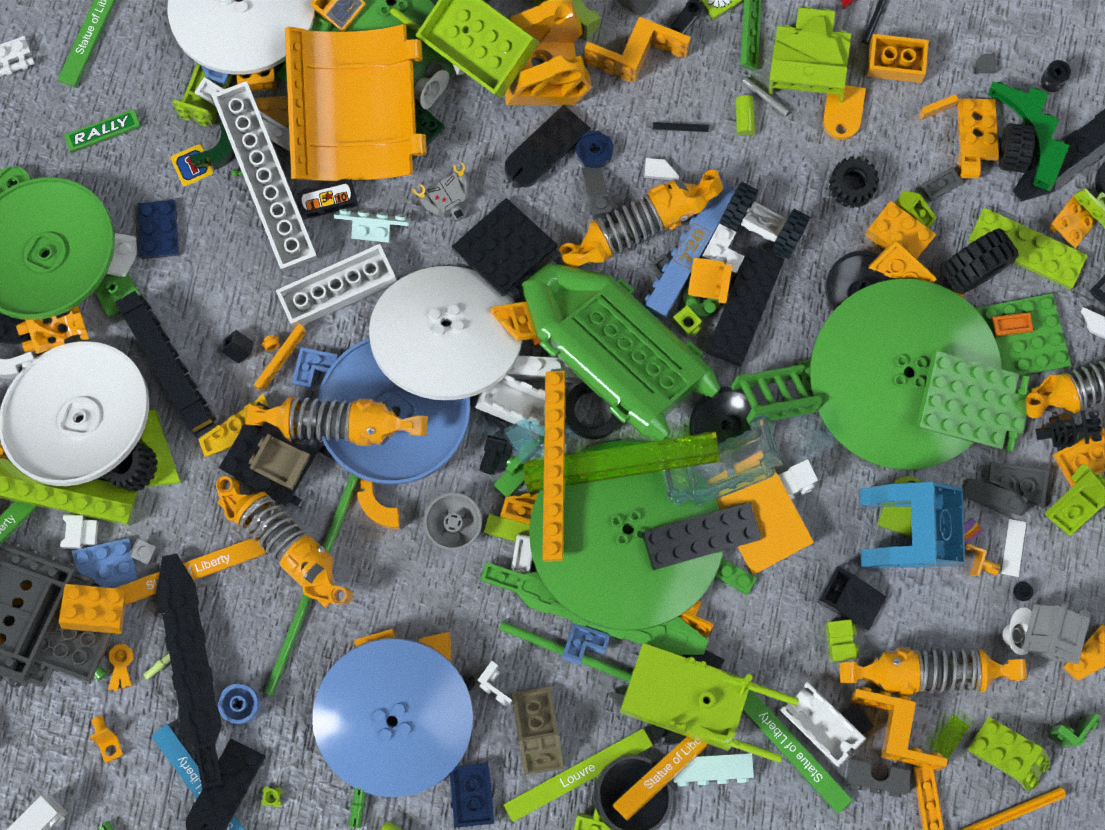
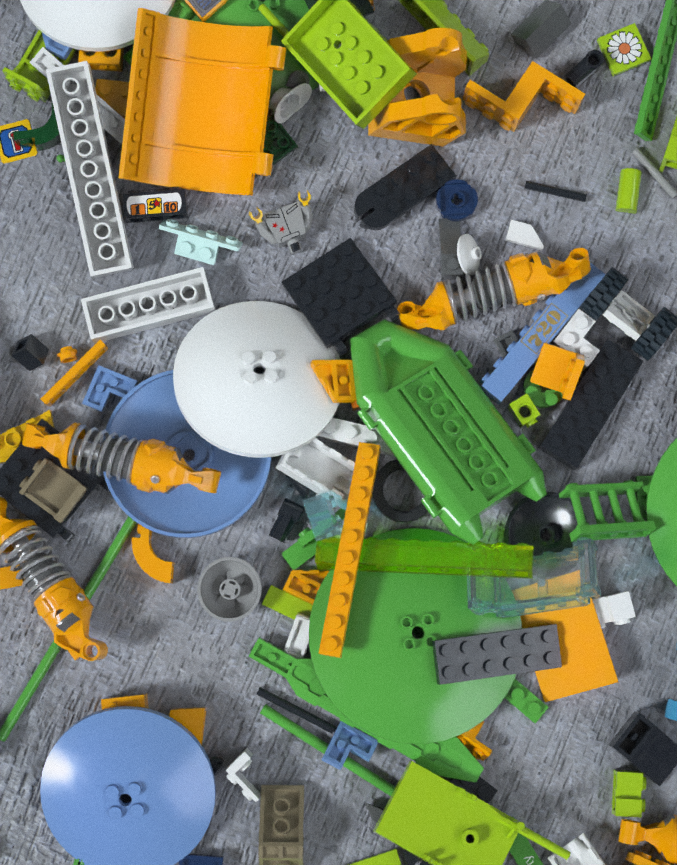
camera: 10 degrees right, 5 degrees up
(531, 621) = (296, 710): none -> black bar
(613, 193) = (468, 254): none -> white dish

